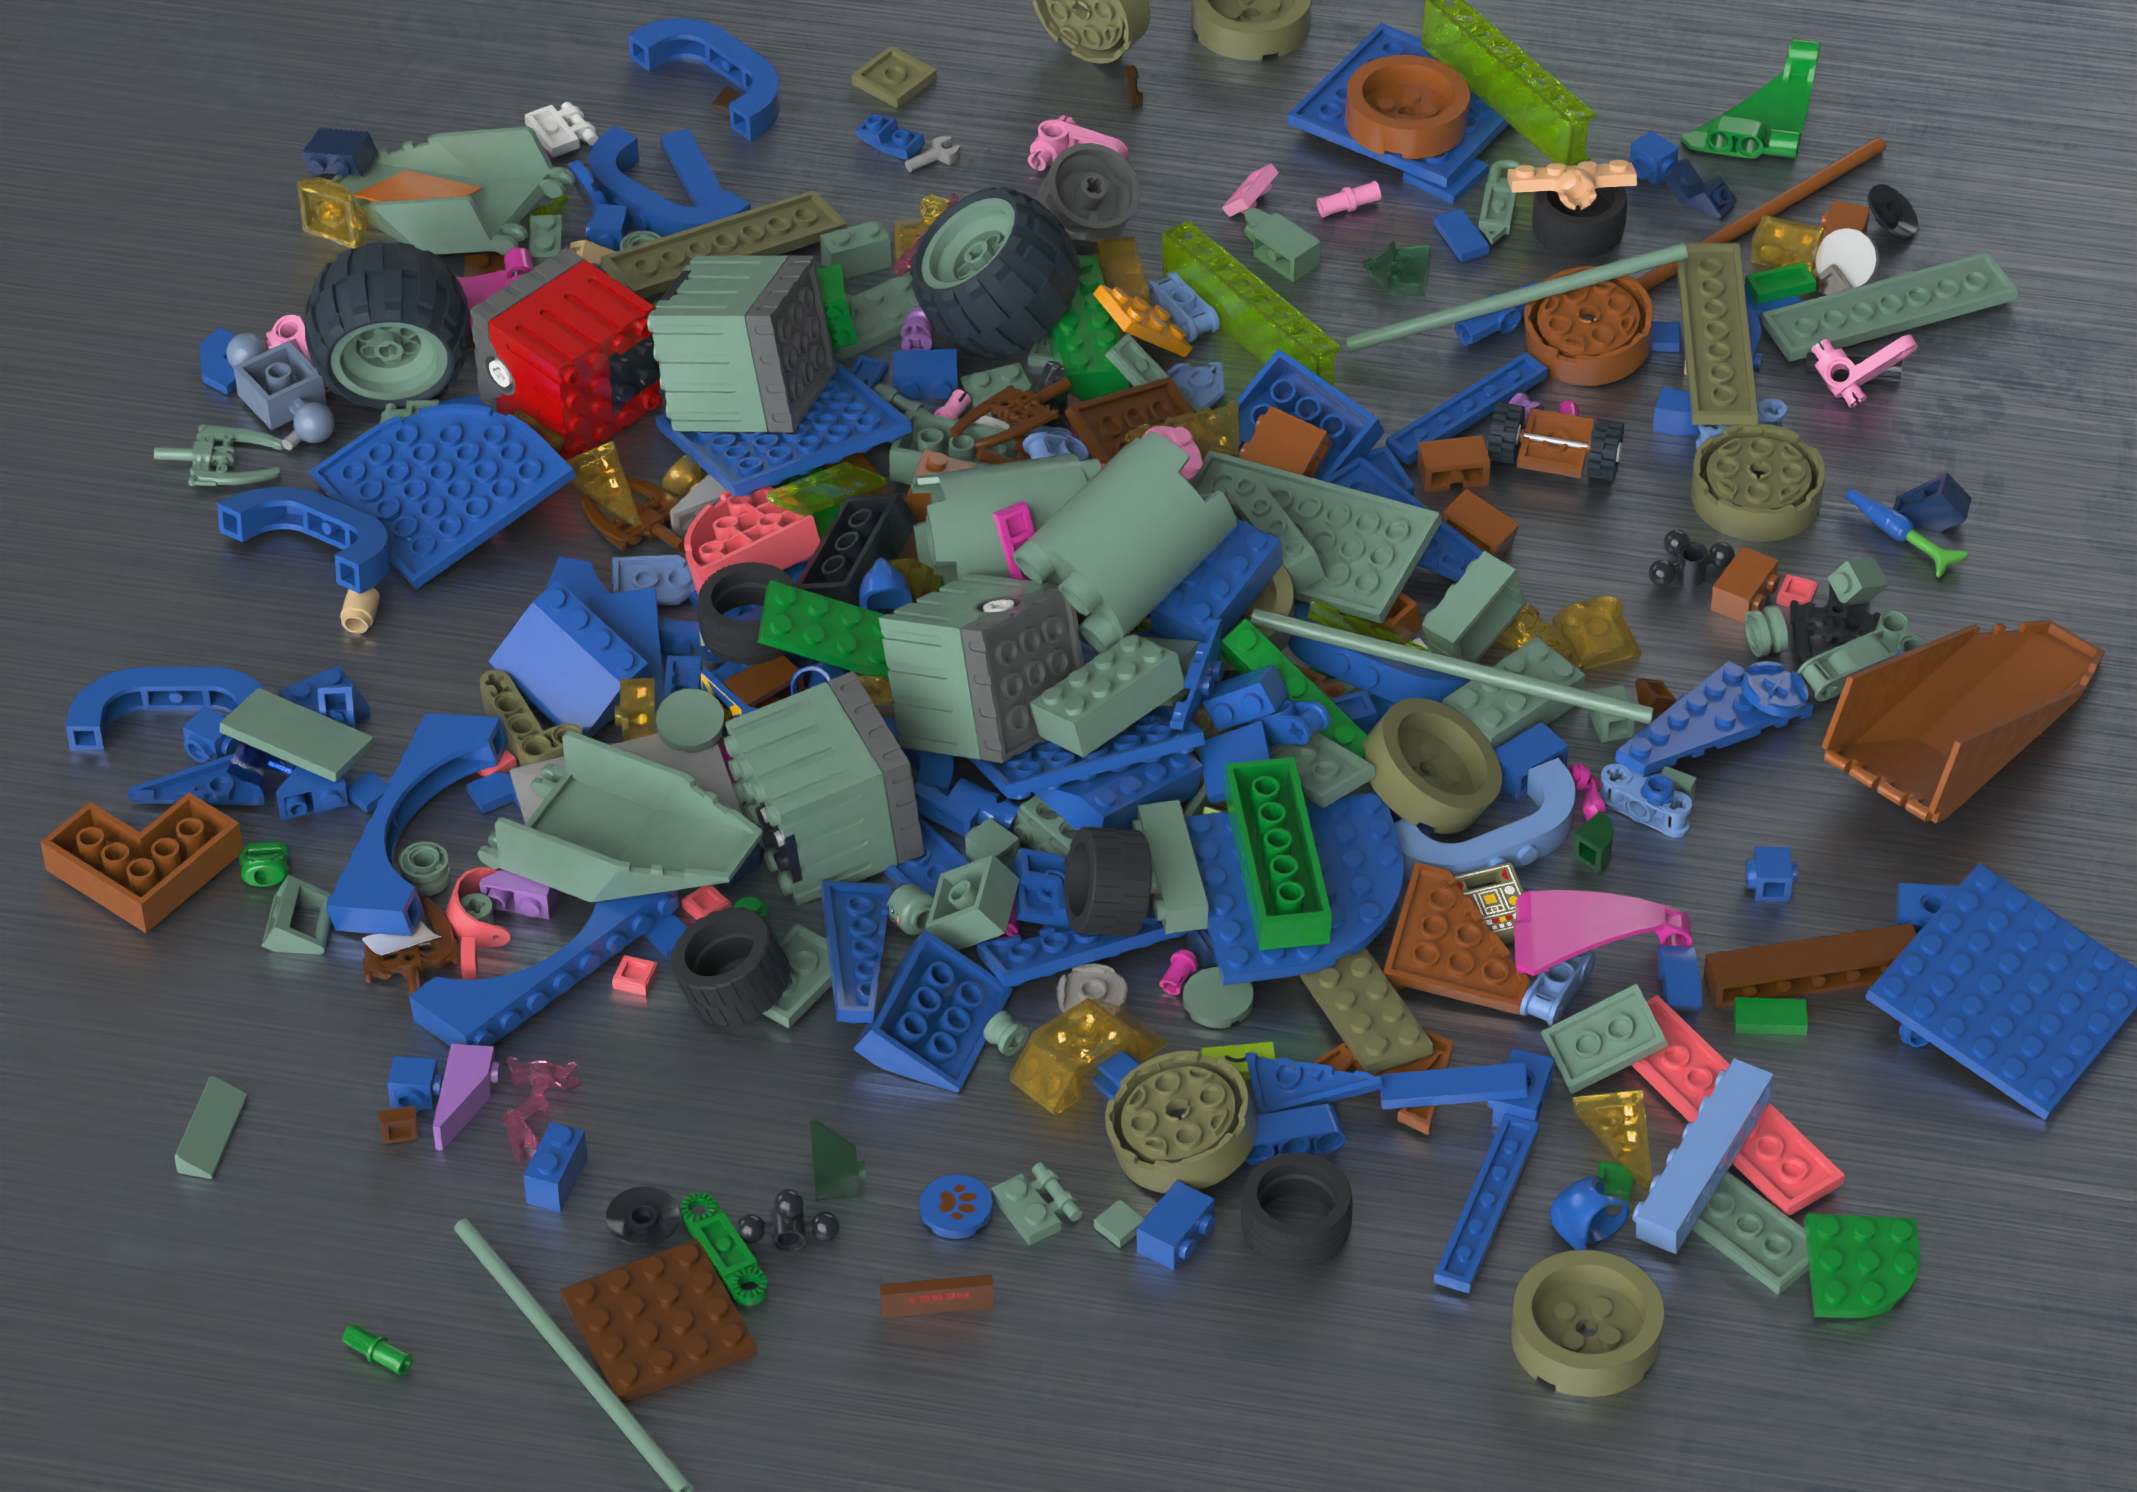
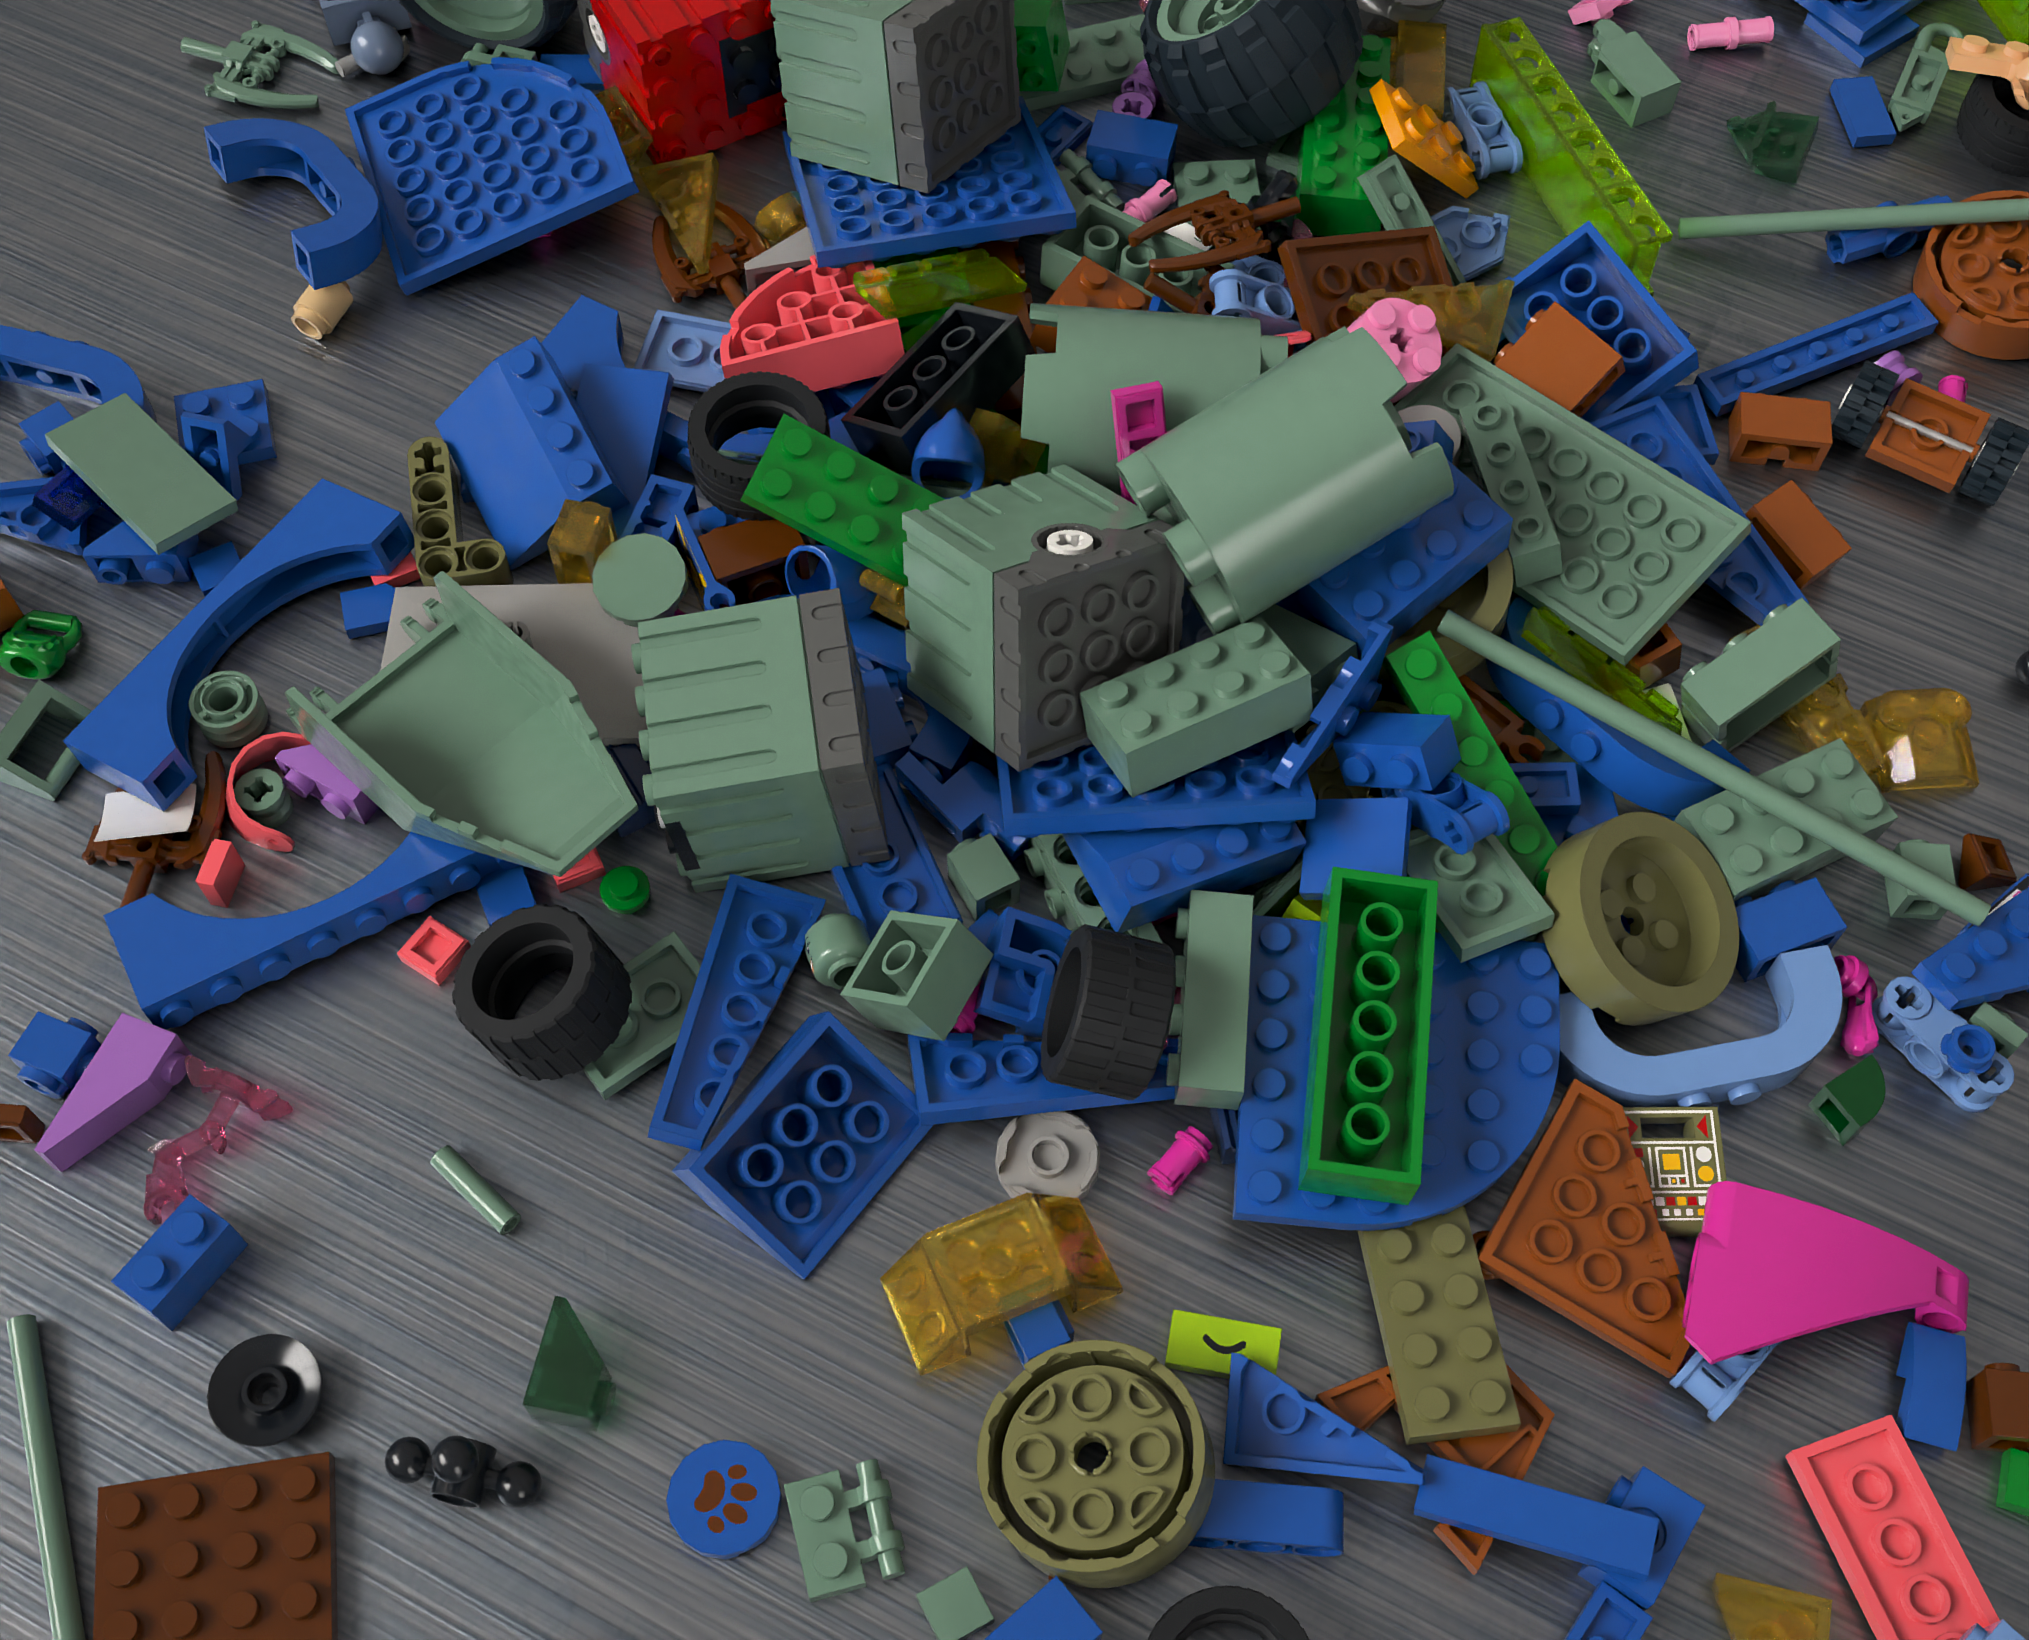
camera: 15 degrees right, 15 degrees up
(724, 1248) = (359, 1484): green plate -> none
(725, 1092) = (475, 1189): none -> sand green piece
(1006, 1033) = (898, 1203): sand green wheel -> none
(1214, 1003) = (1207, 1226): sand green tile -> none
(1604, 1038) = (1793, 1486): sand green plate -> none

